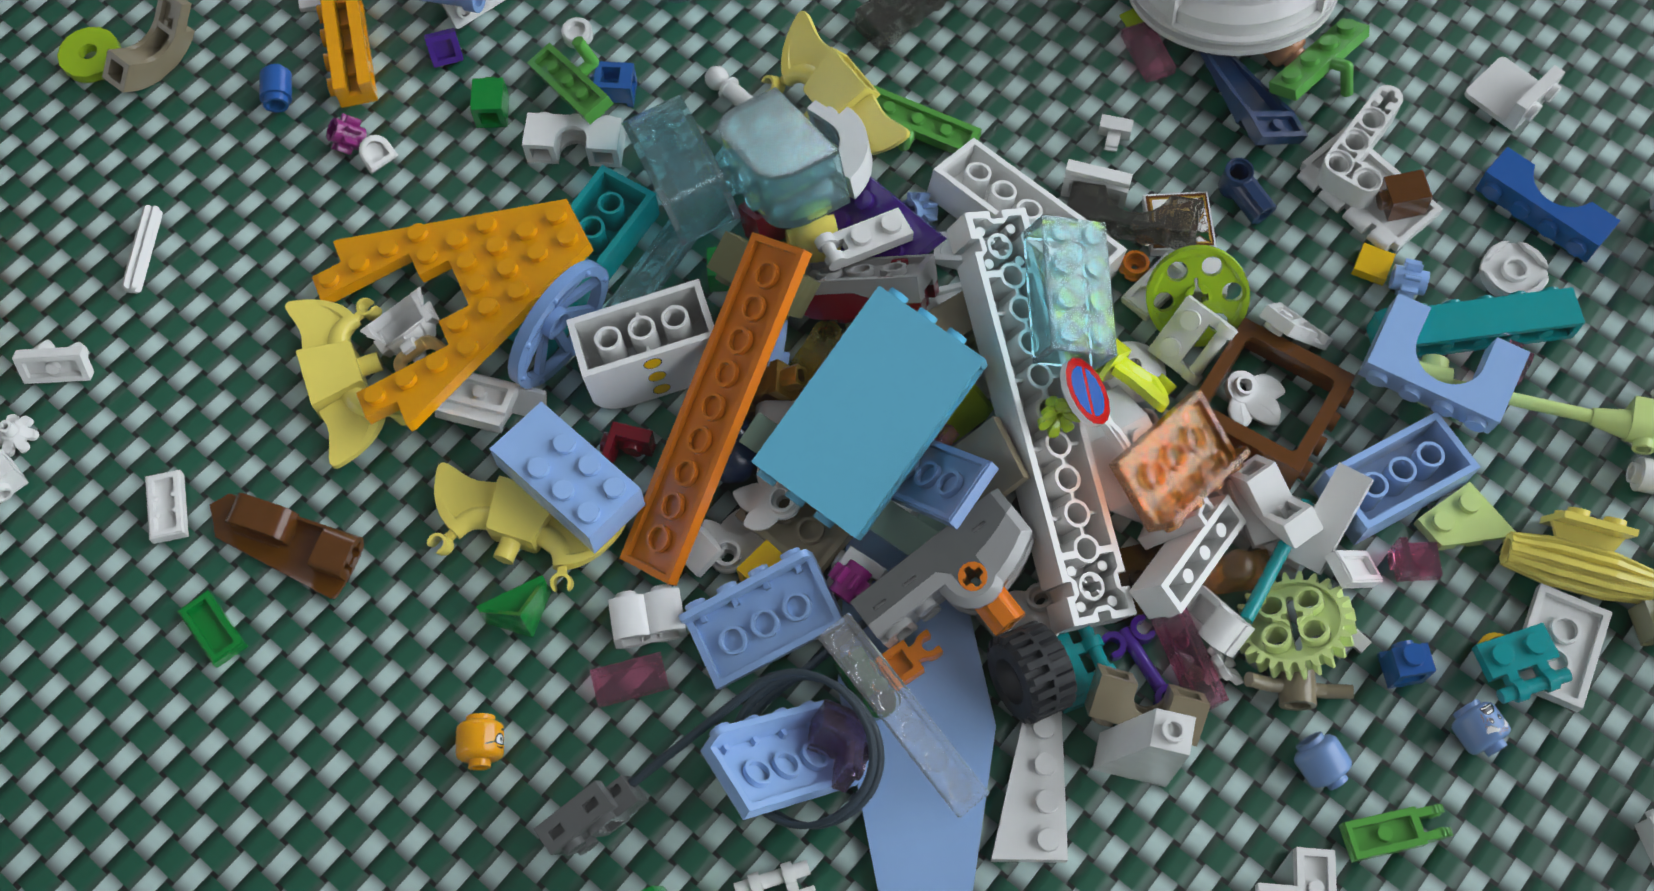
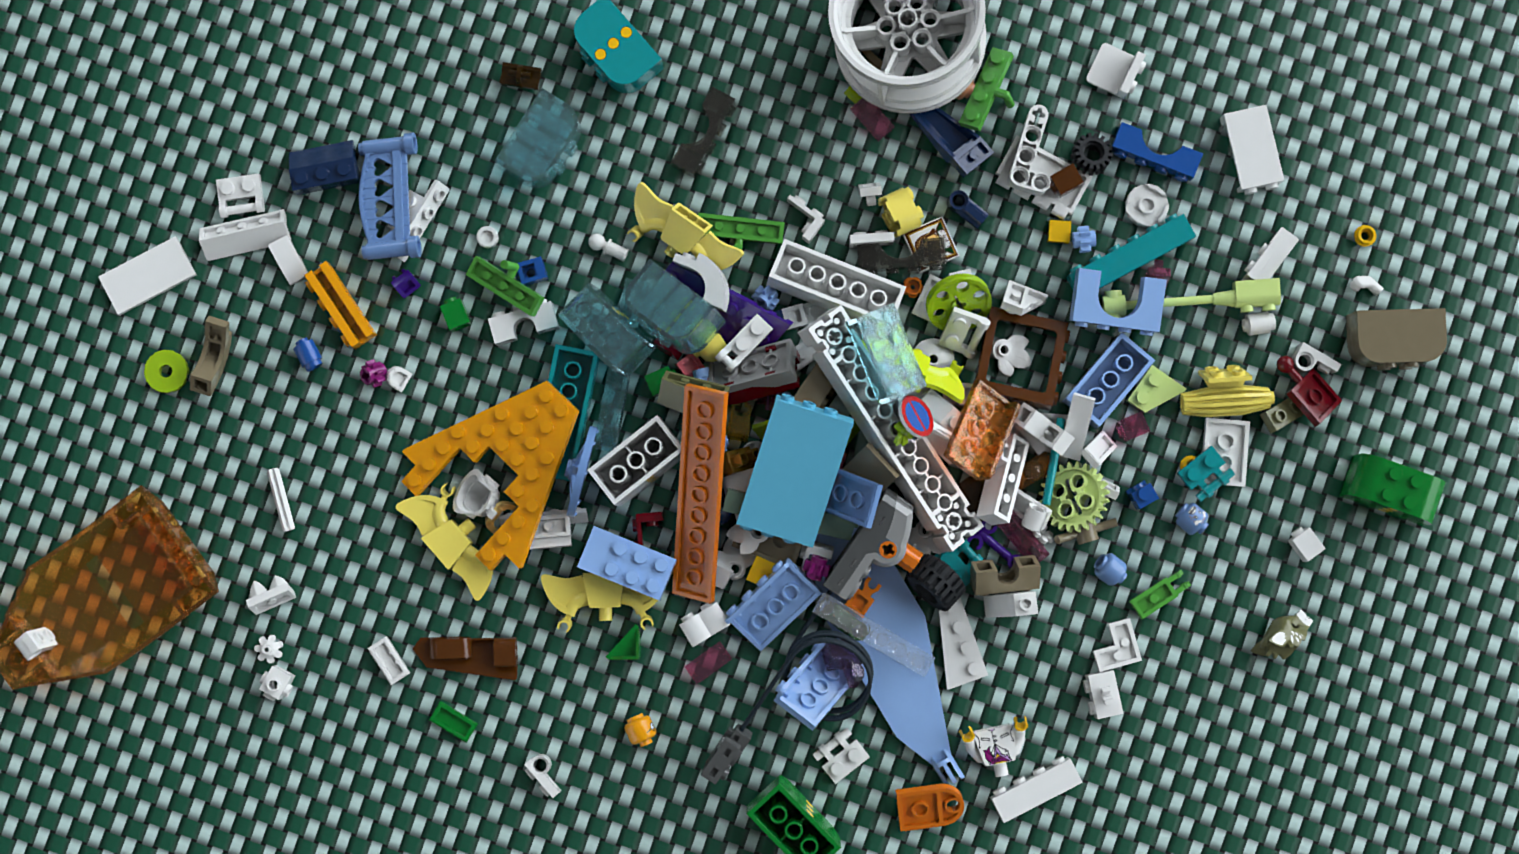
camera: 20 degrees left, 20 degrees up
(300, 774) = (547, 785): none -> white plate
(1025, 136) = (809, 229): none -> white bracket
(1152, 160) = (900, 211): none -> light yellow brick
(1465, 177) = (1099, 145): none -> black tyre

